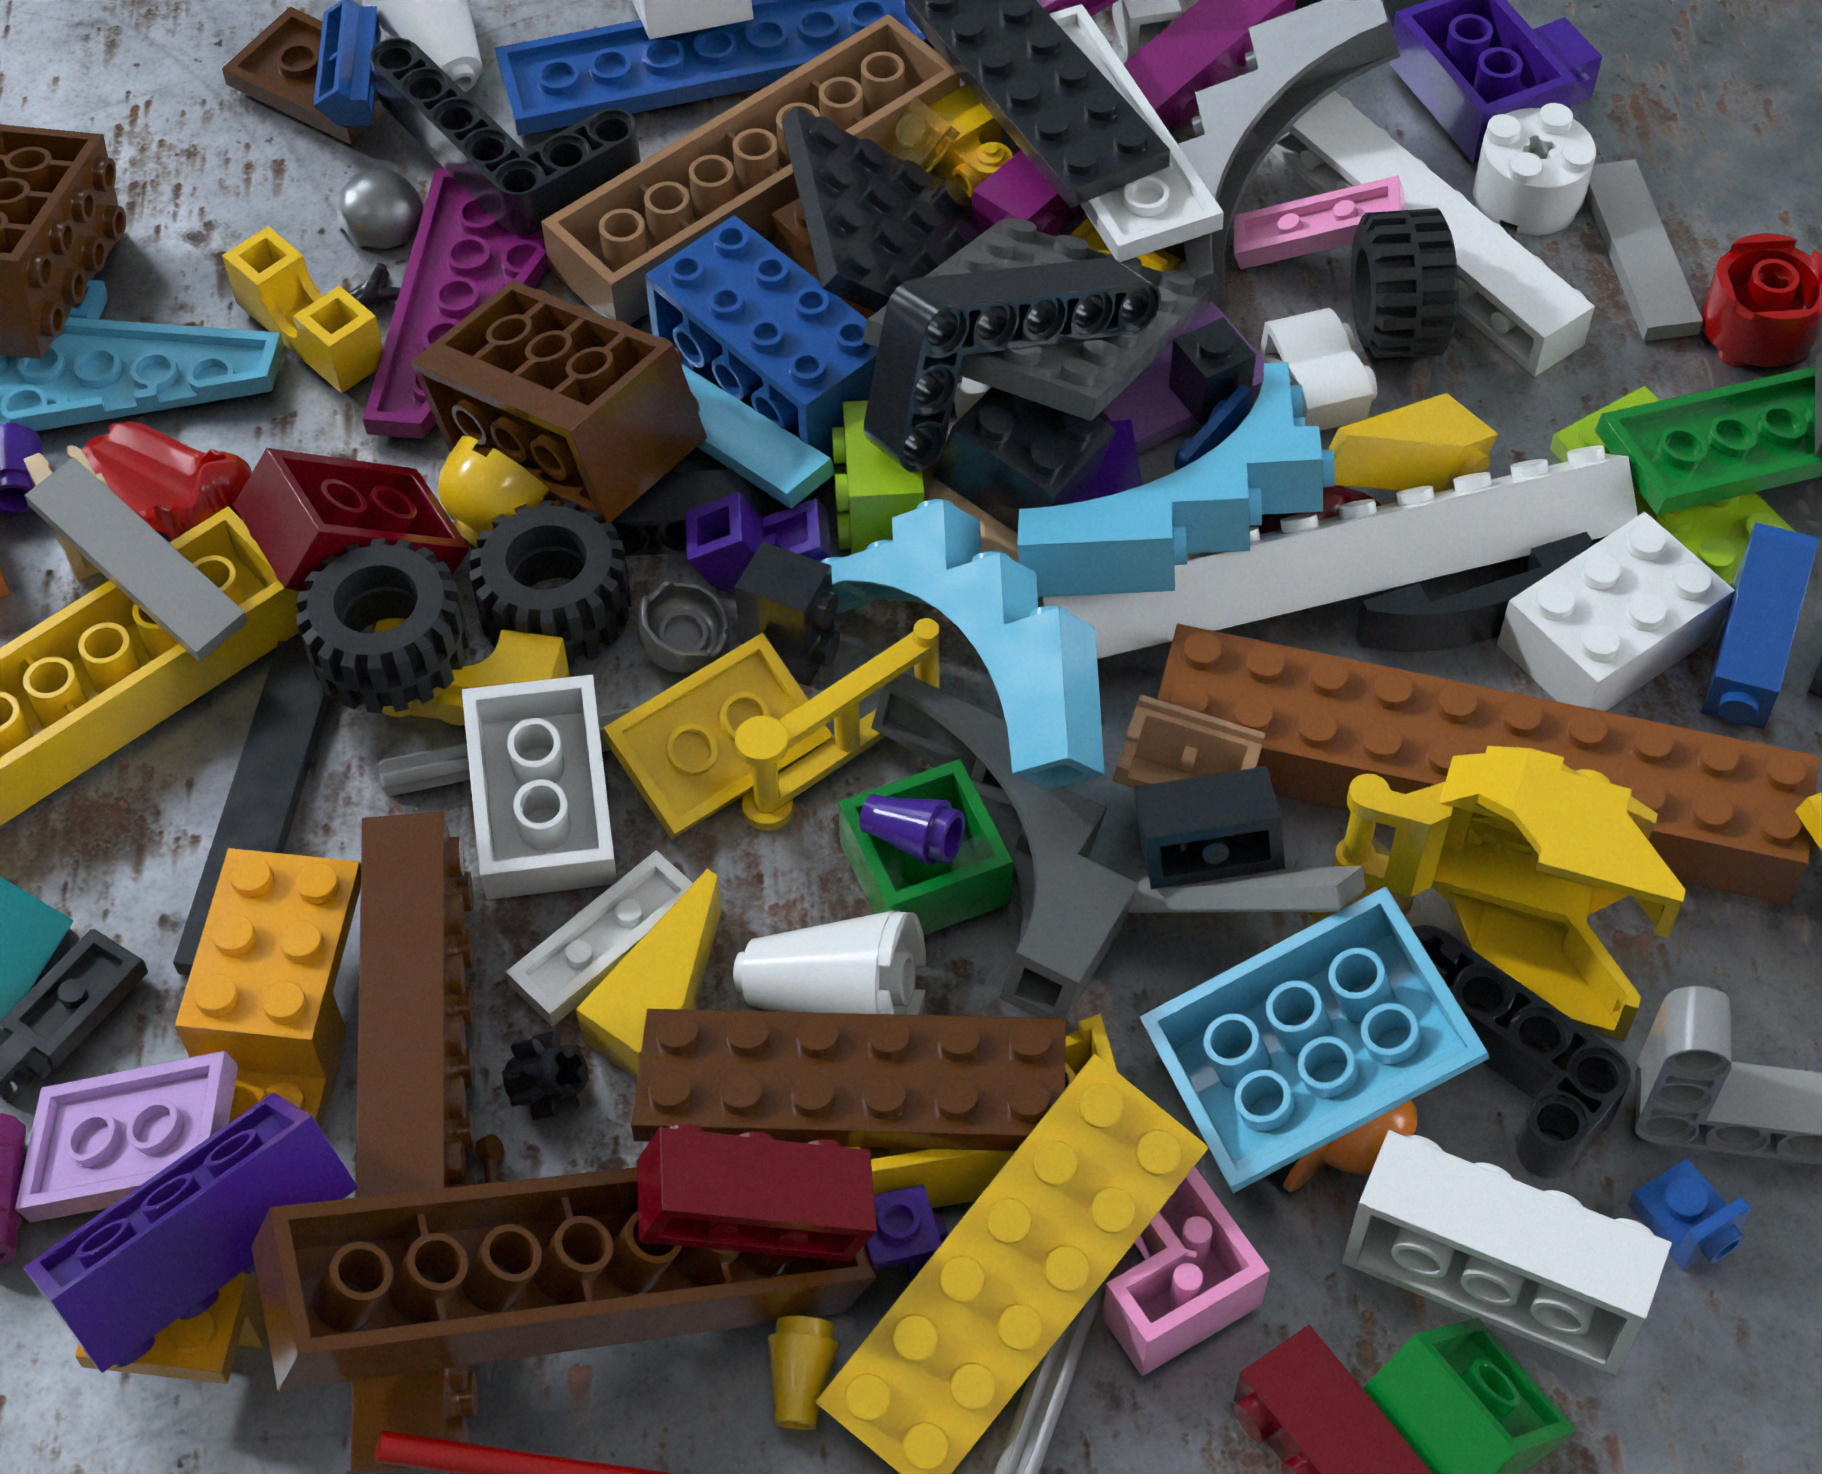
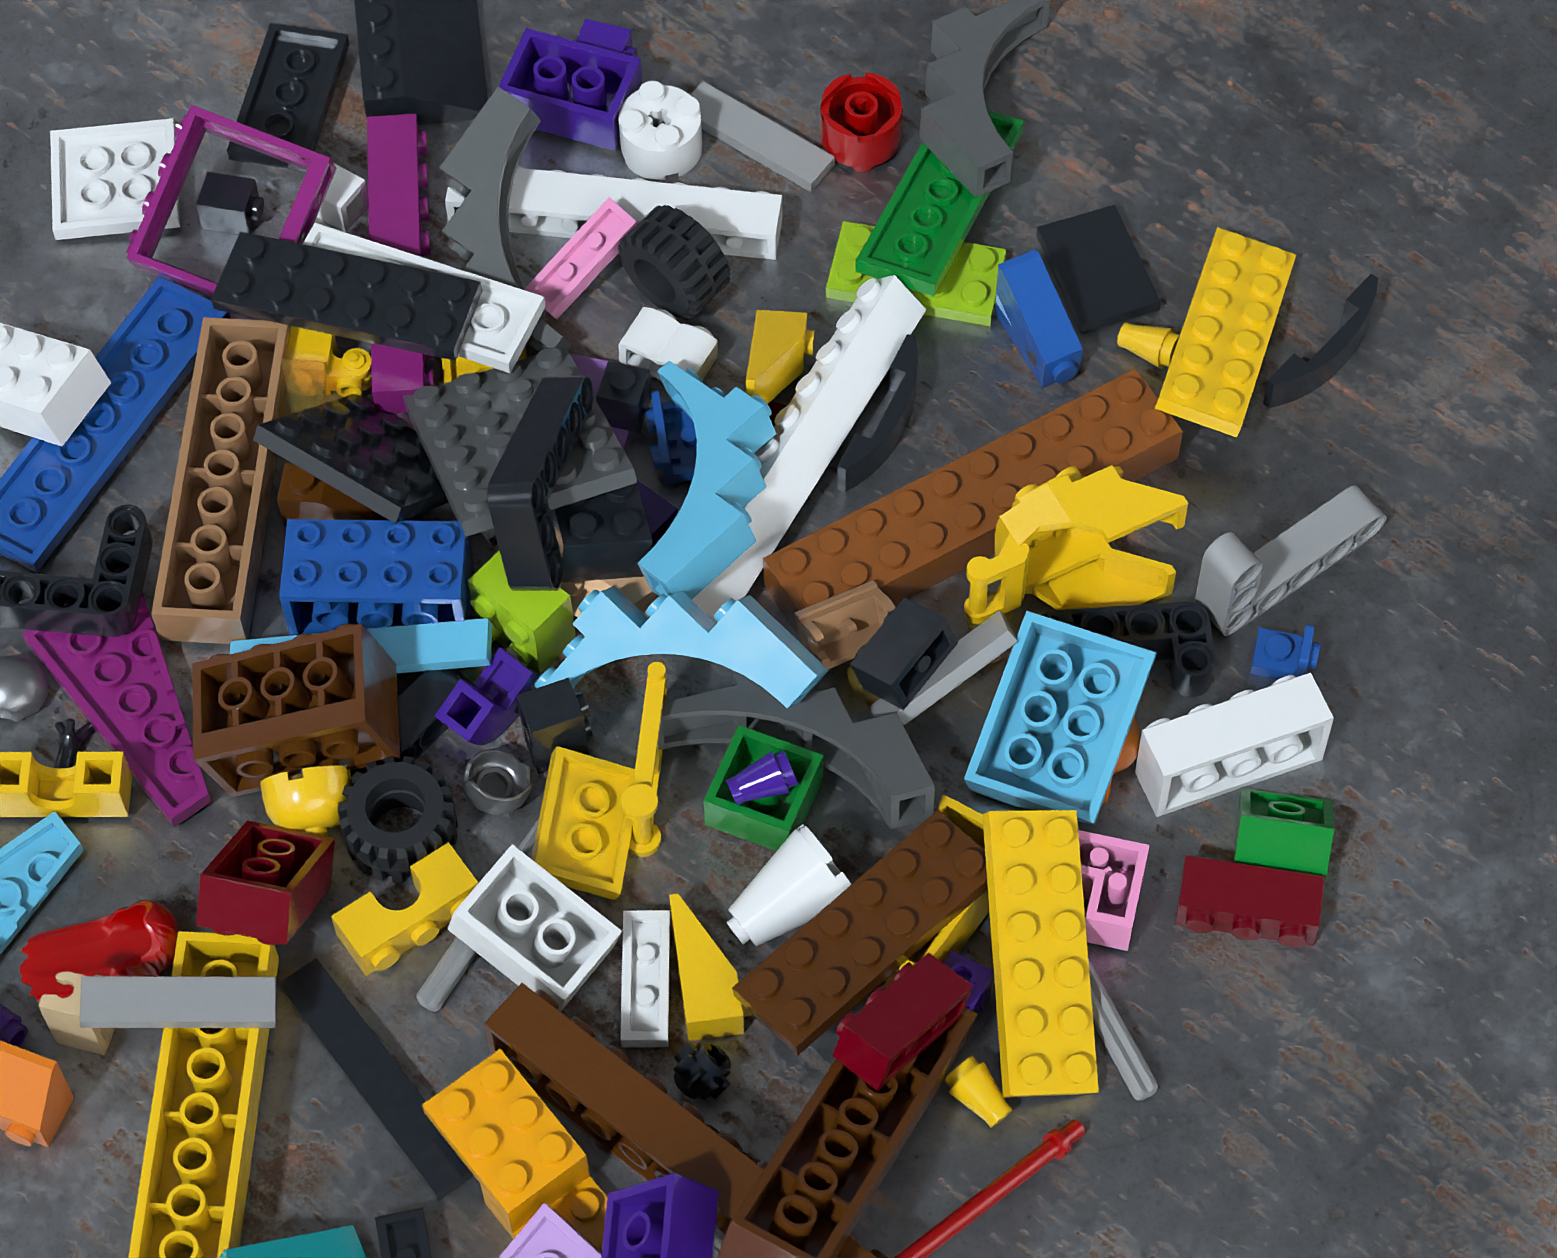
camera: 45 degrees left, 5 degrees up
(378, 586) = (352, 884): black tyre -> none
(1614, 616) = (961, 371): white brick -> none

